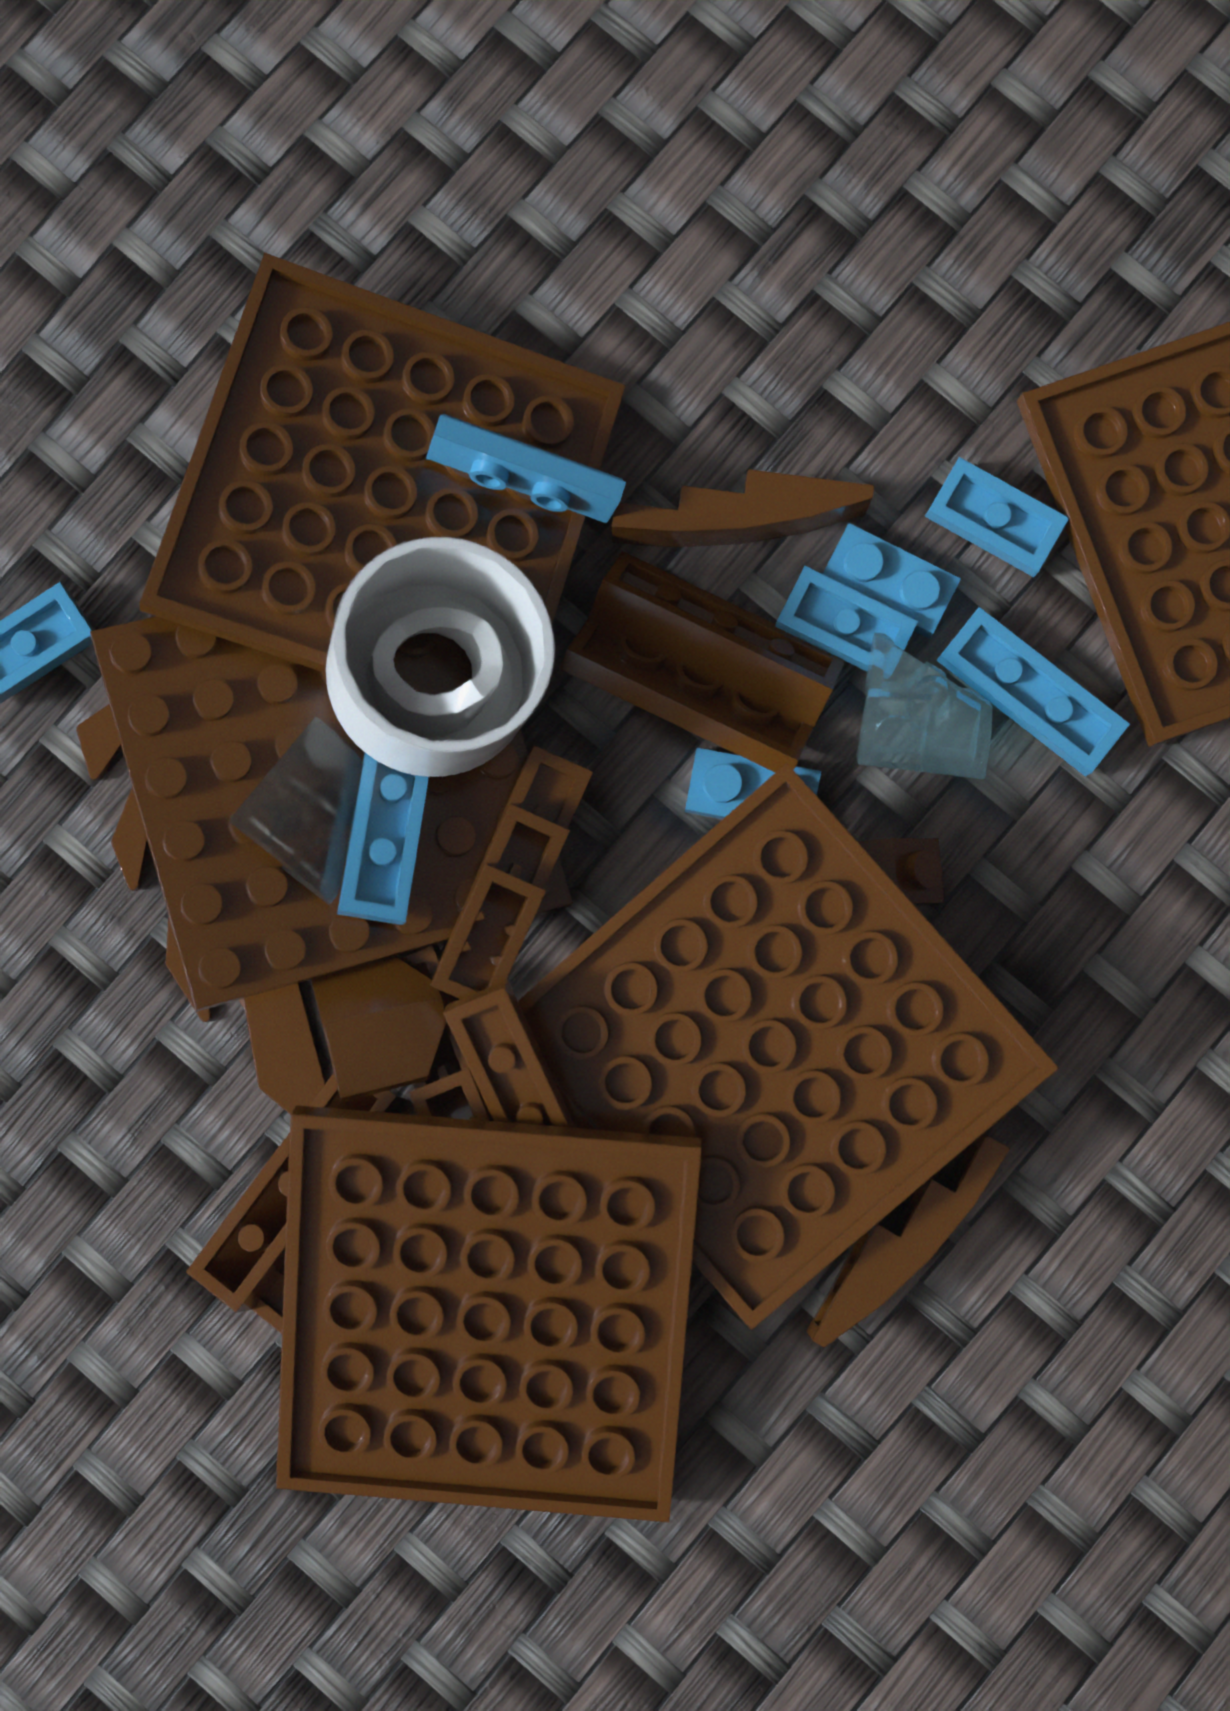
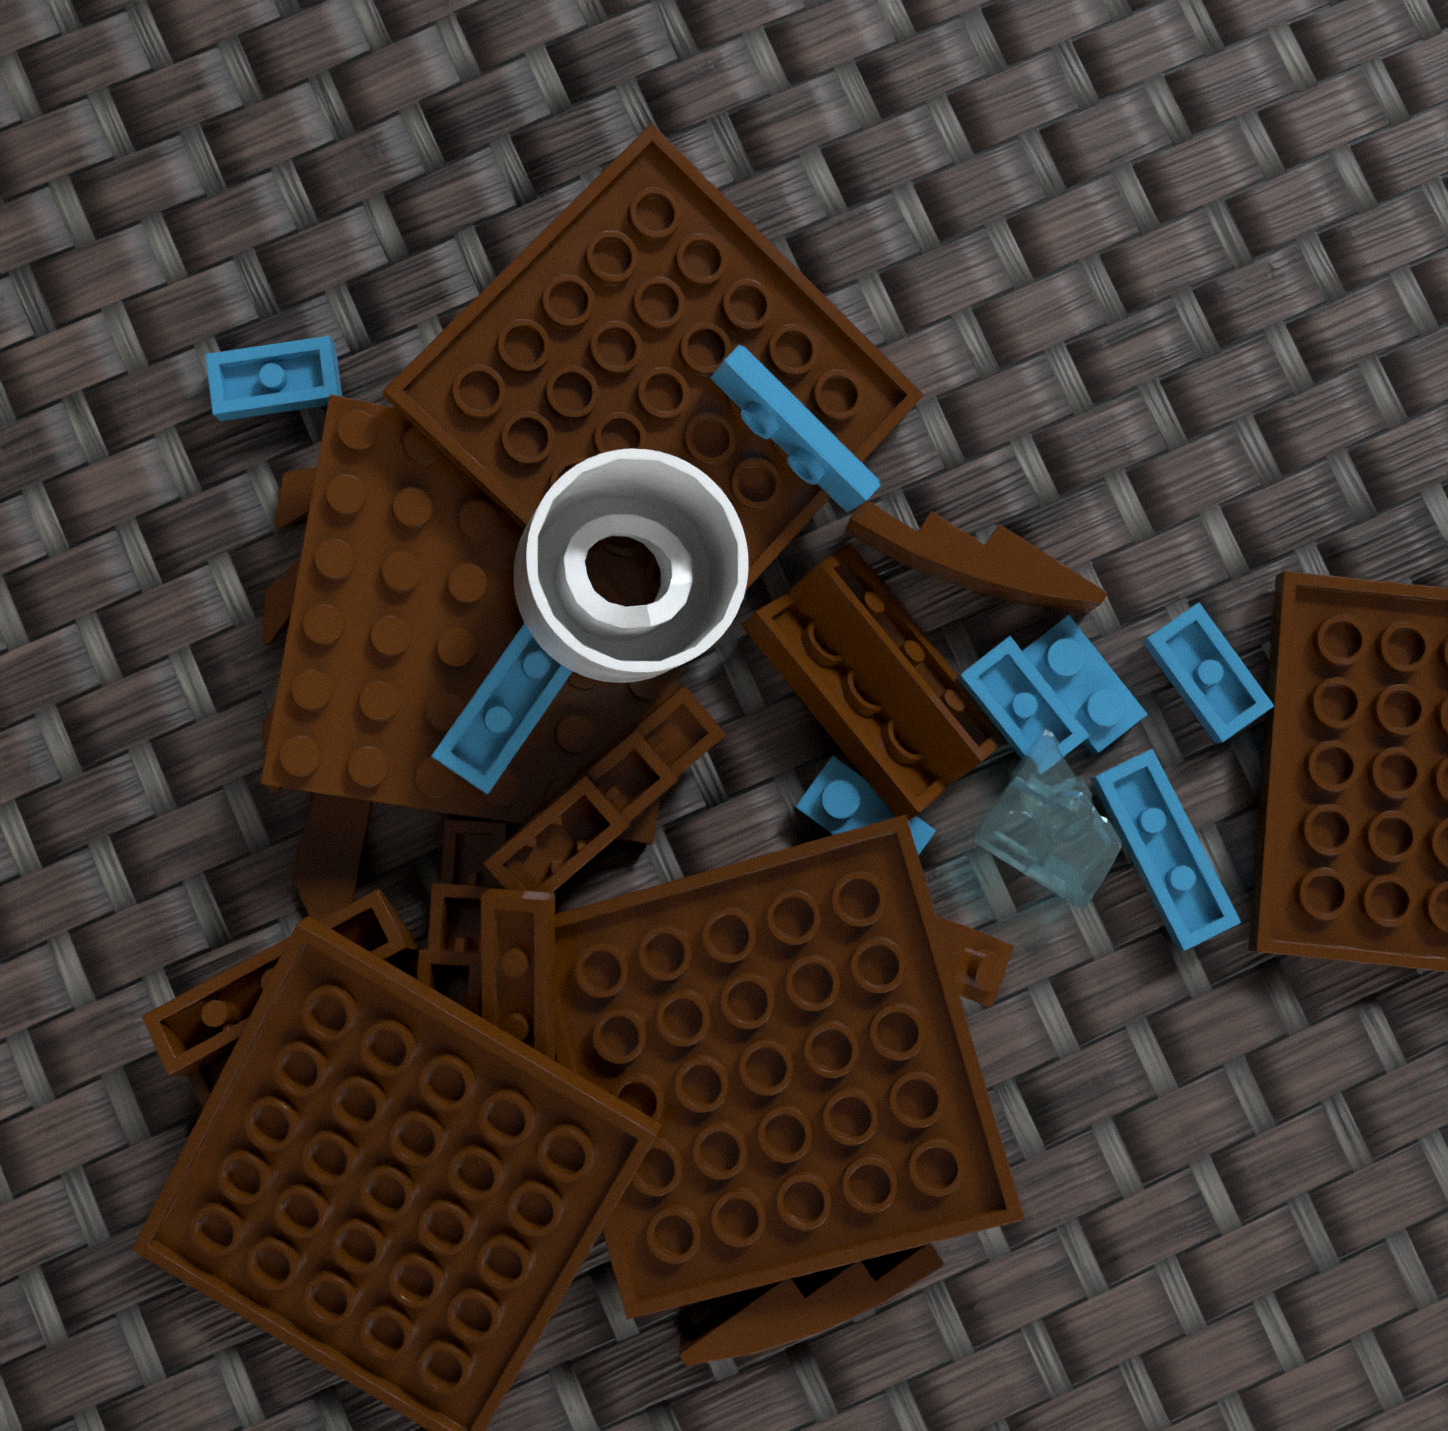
camera: 20 degrees right, 0 degrees up
(307, 809) = (447, 648): clear smoke slope -> none
(379, 1026) = (421, 875): reddish brown slope -> none

